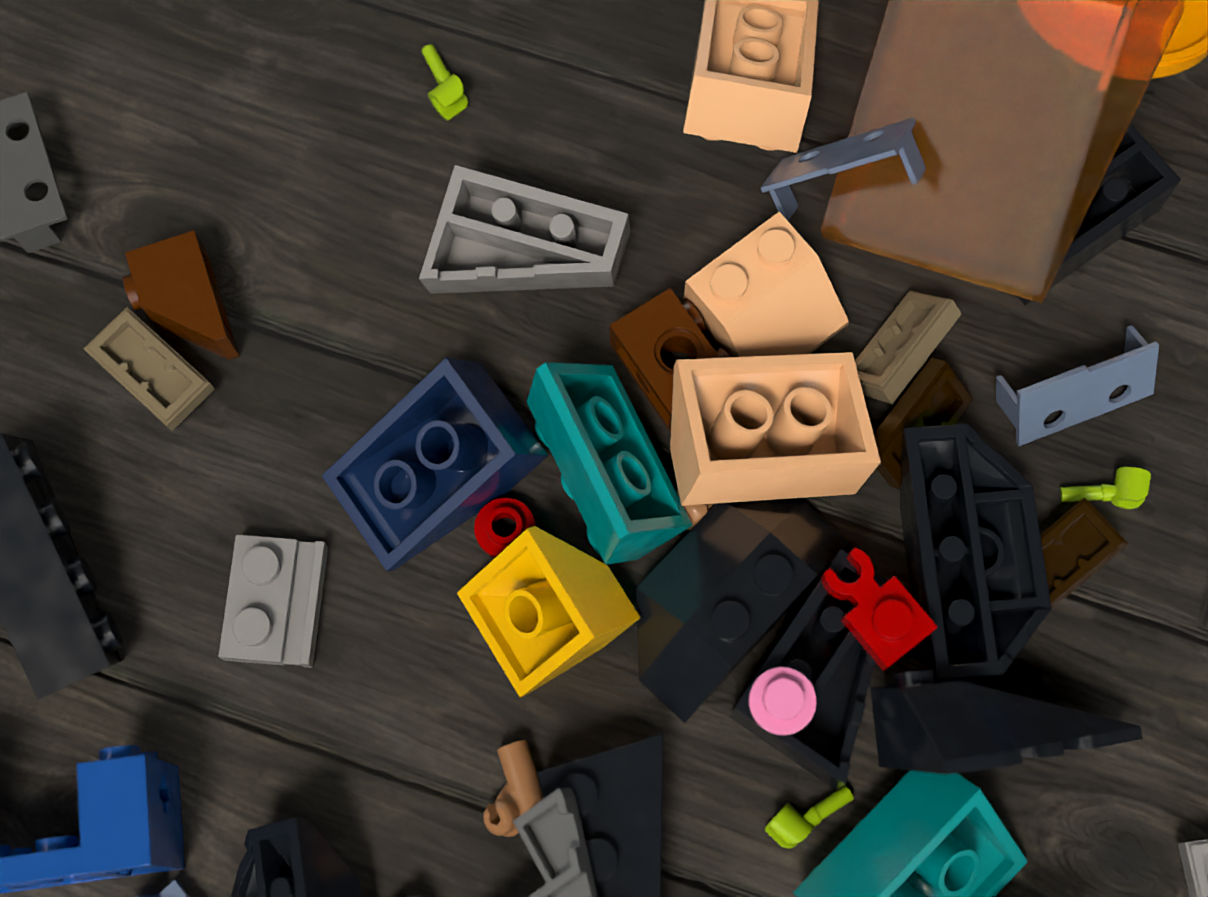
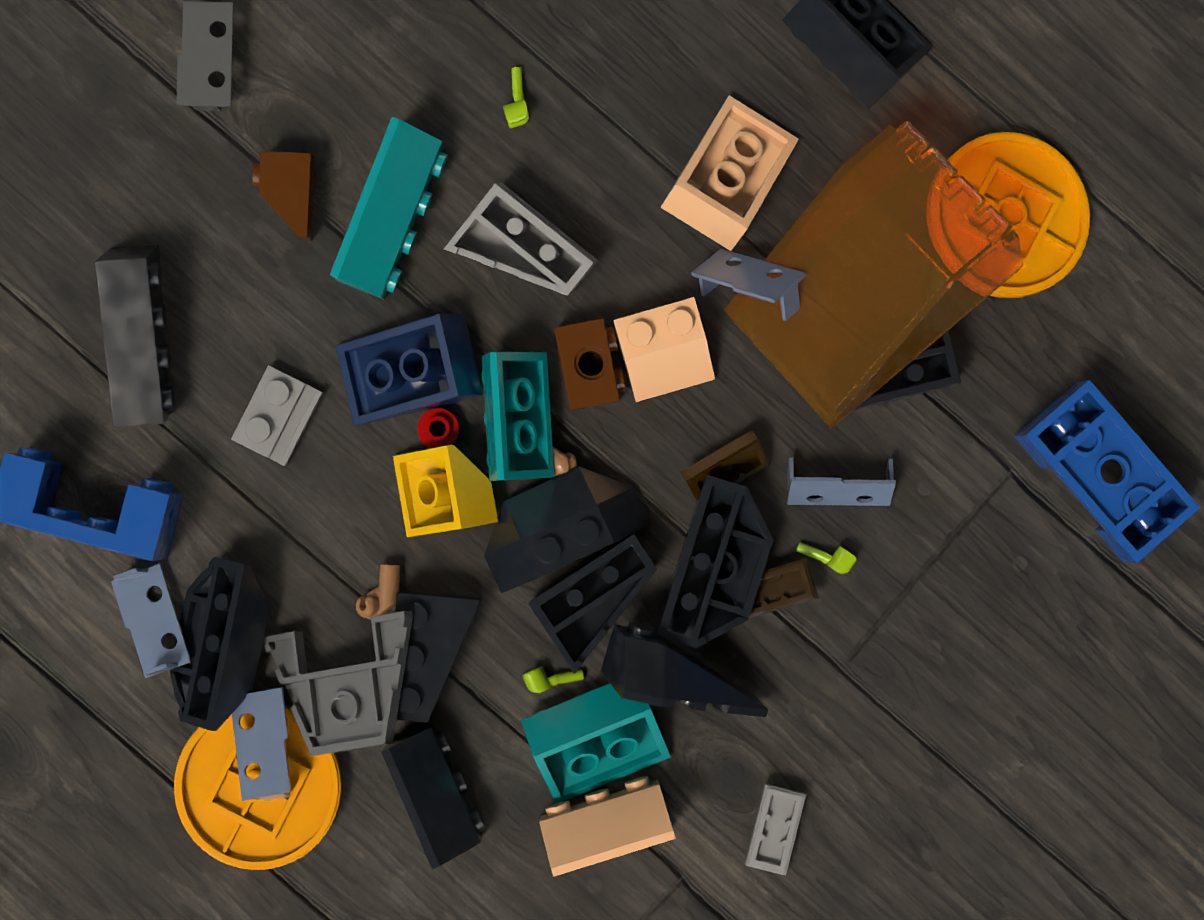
camera: 20 degrees right, 15 degrees up
(149, 369) = (249, 230): dark tan plate -> none
(325, 264) = (389, 209): none -> teal slope
(769, 428) = (626, 437): light nougat slope -> none
(782, 701) = (556, 612): bright pink plate -> none
(883, 617) = (639, 587): red plate -> none
(904, 344) = (738, 412): dark tan plate -> none

